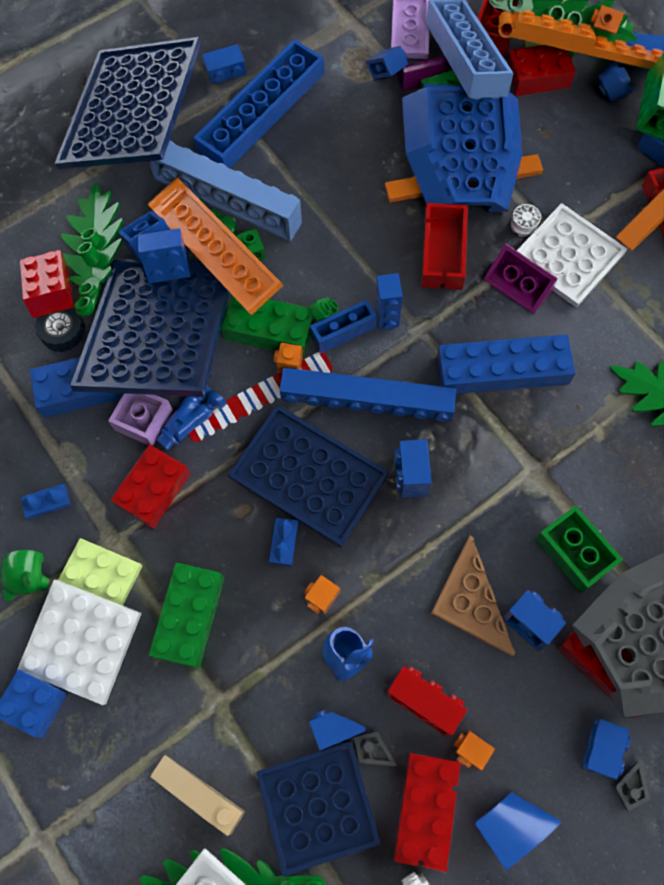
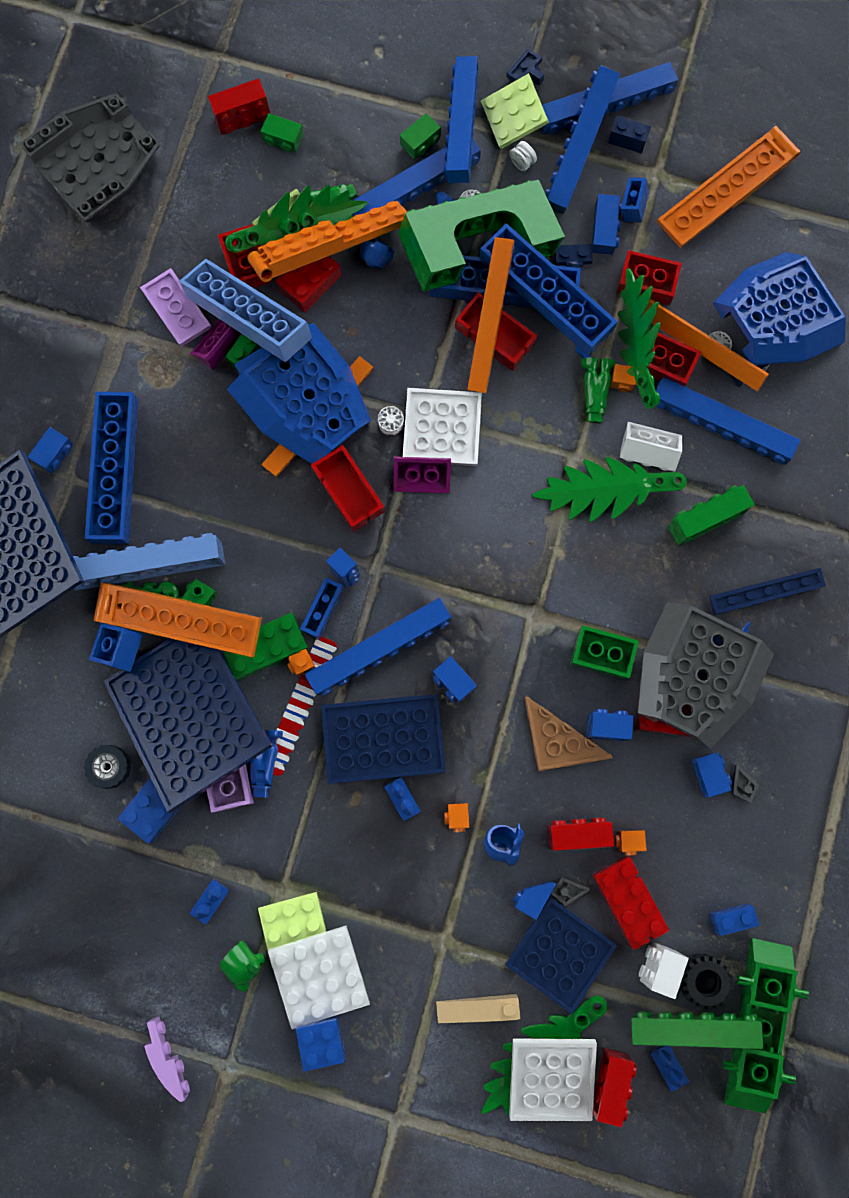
camera: 40 degrees left, 10 degrees up
(46, 284) = (70, 743): red brick -> none
(92, 247) = (75, 683): green plant -> none
(151, 486) = (278, 833): red brick -> none
(164, 255) = (148, 656): blue brick -> none
(187, 616) = (378, 902): green brick -> none
(324, 308) = (298, 605): green plate -> none
(387, 62) = (185, 359): blue brick -> none
(506, 364) = (459, 551): blue brick -> none
(514, 828) = (690, 869): blue slope -> none
(607, 19) = (335, 206): orange brick -> none

